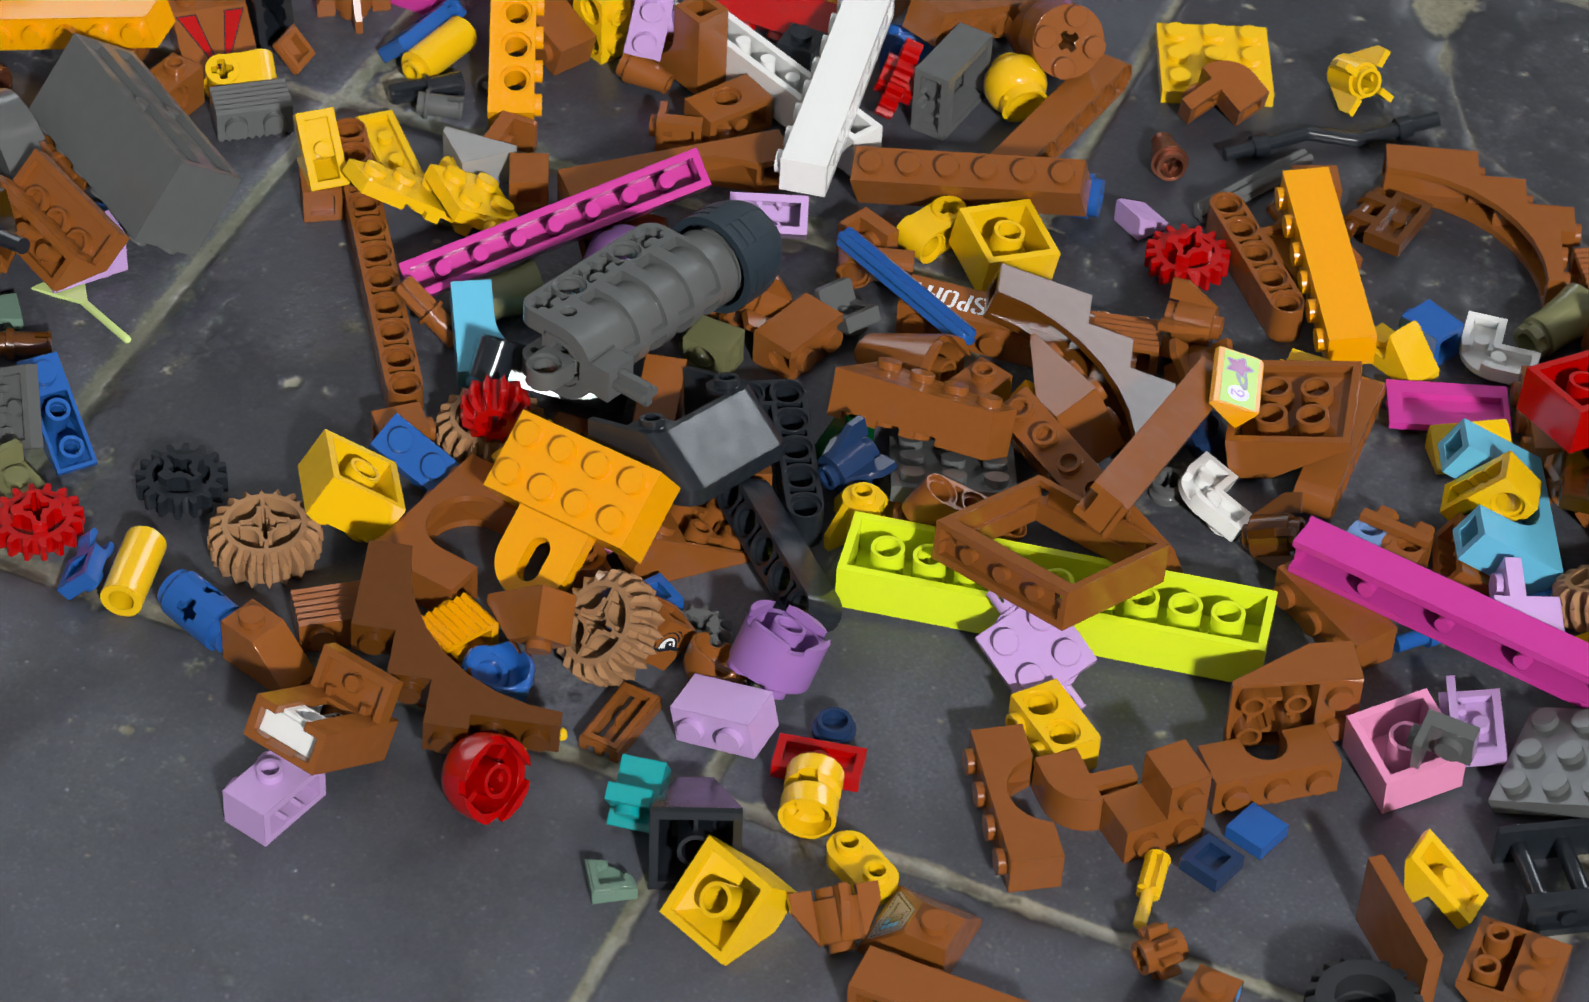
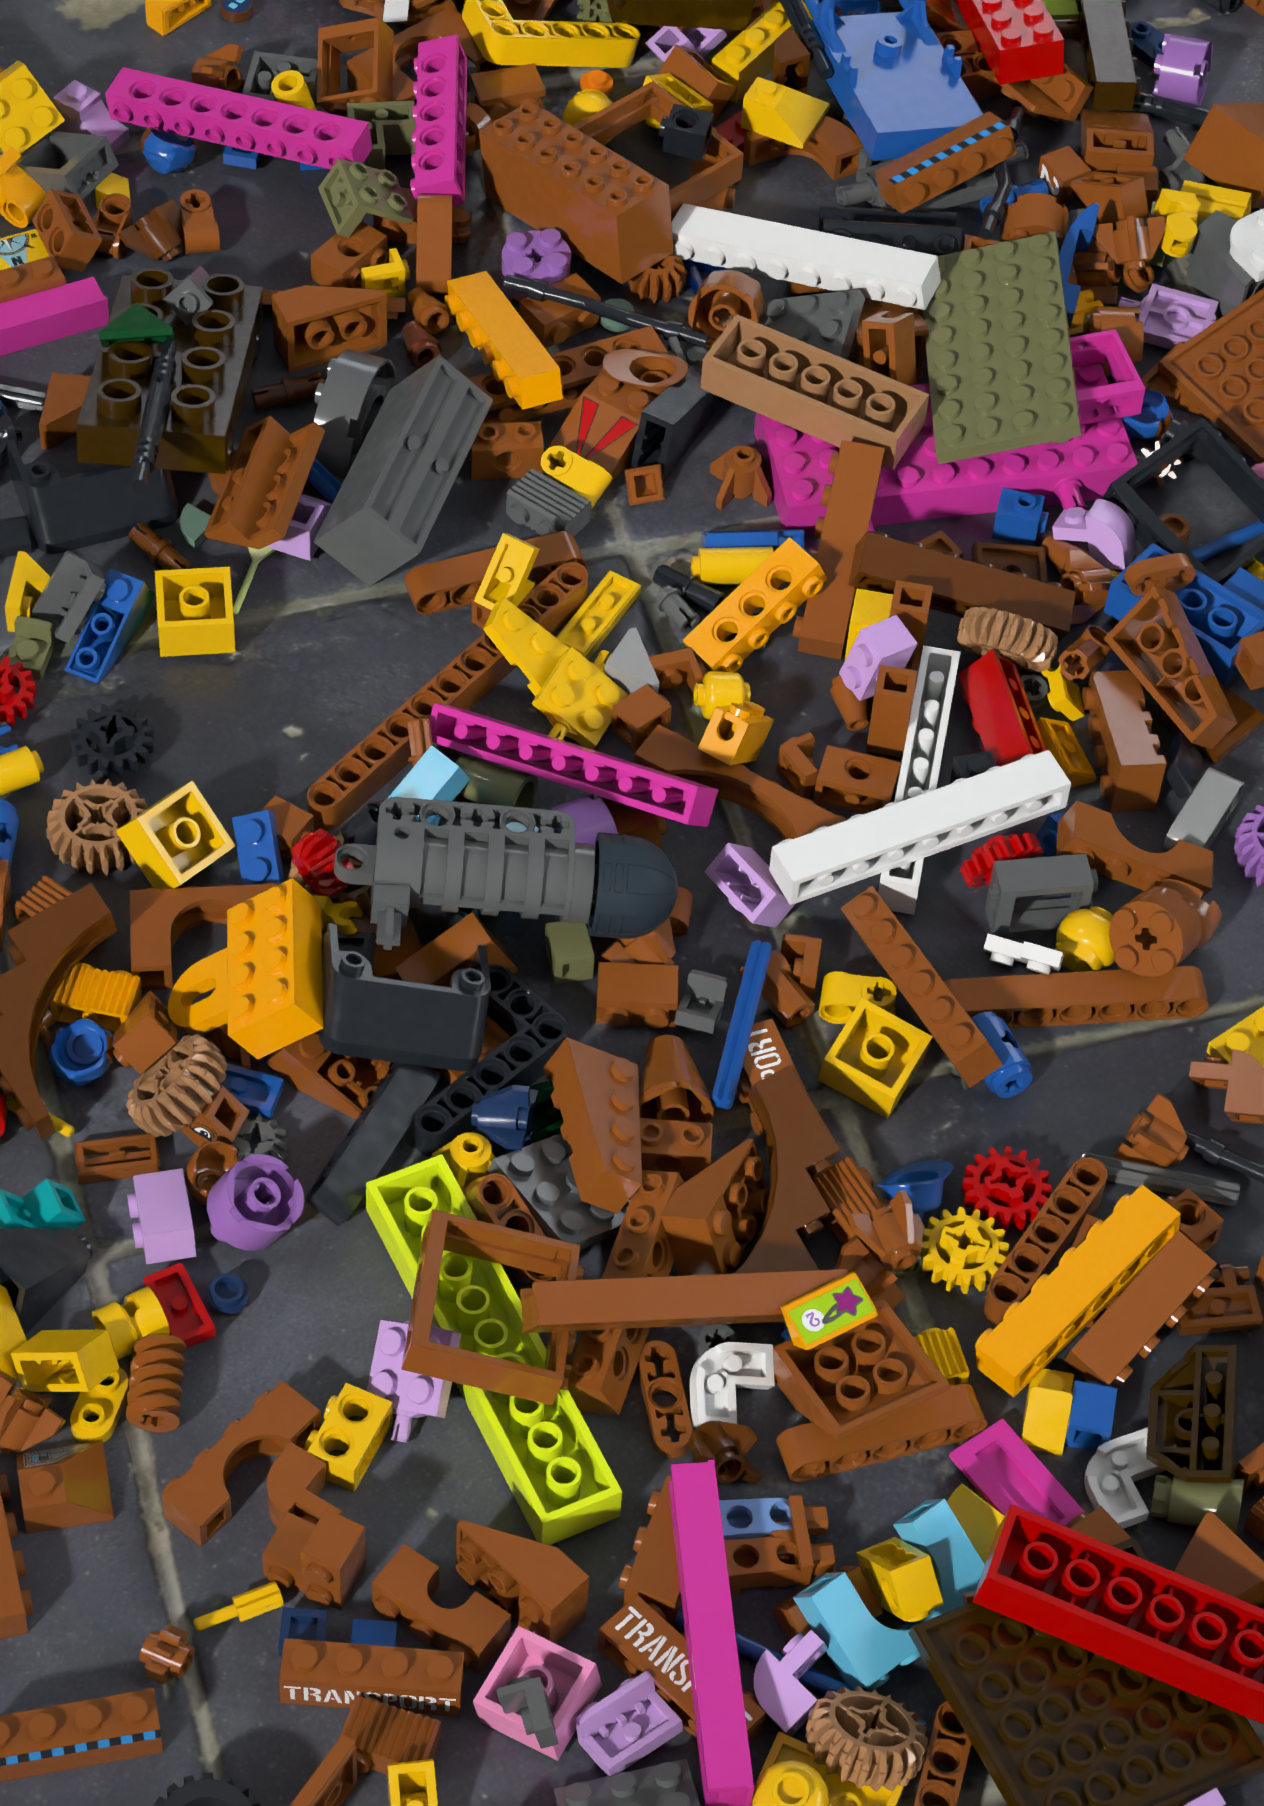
camera: 50 degrees right, 10 degrees up
(112, 352) = (195, 611): none -> yellow brick
(267, 190) = (457, 579): none -> dark orange beam
(563, 128) = (719, 690): none -> yellow head
(619, 131) = (736, 733): none -> light orange brick
(819, 844) = (65, 1360): none -> yellow brick
(886, 815) = (156, 1383): none -> dark orange piece
(1007, 112) = (1035, 956): none -> white plate
(1138, 218) = (1031, 1126): lavender slope -> none
(1139, 294) = (922, 1183): none -> blue piece
(1168, 158) = (1124, 1098): copper cone -> none
(1220, 544) = (659, 1415): none -> dark orange beam
(1223, 158) = (1155, 1138): none -> dark orange brick
(1233, 303) = (962, 1249): none -> yellow gear
(1296, 842) = (399, 1676): none -> dark orange brick
(1341, 865) = (389, 1735): none -> dark orange brick
(1378, 246) = (1141, 1311): none -> dark orange brick
(1411, 666) = (643, 1641): none -> dark orange brick
(1494, 274) = (1196, 1416): none -> dark brown wedge

